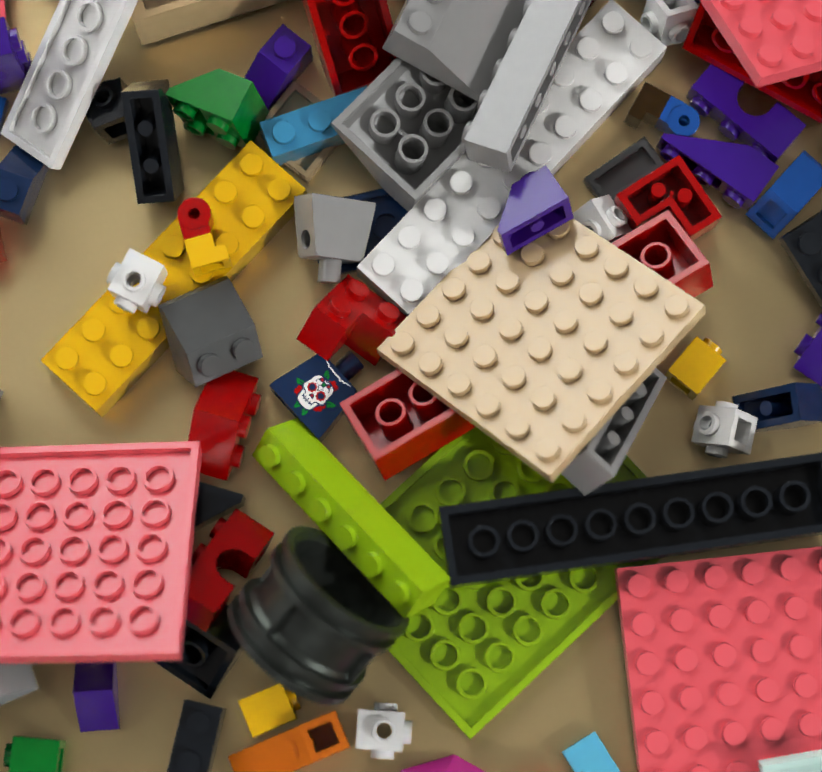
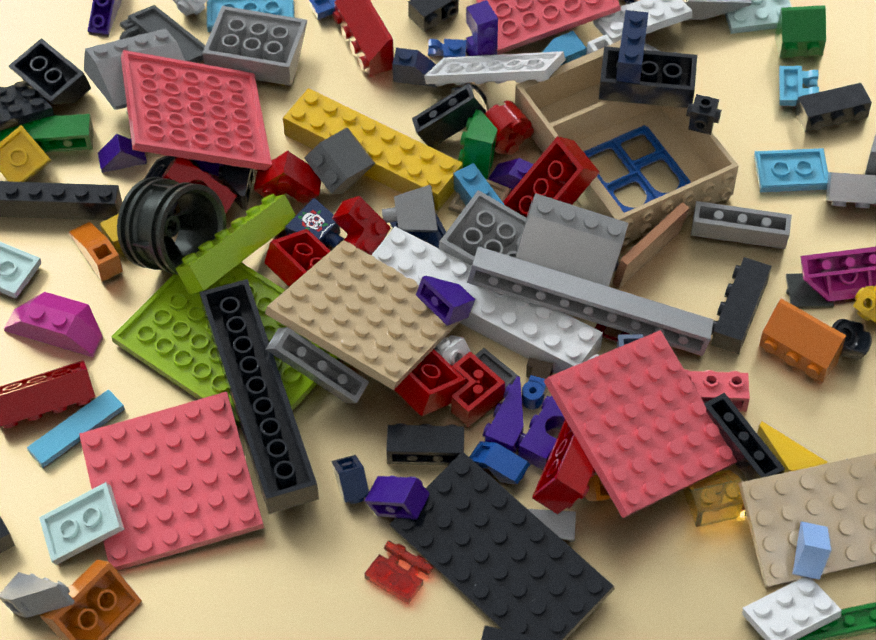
camera: 85 degrees right, 25 degrees down
(132, 270) = (358, 112): white brick -> none
(185, 51) = (511, 125): none -> red brick
(196, 226) = (392, 140): leg -> none
(367, 735) = (111, 288): white brick -> none
(695, 366) = (368, 424): yellow brick -> none
(724, 429) = (328, 451): white brick -> none
(741, 290) = (424, 444): none -> black brick

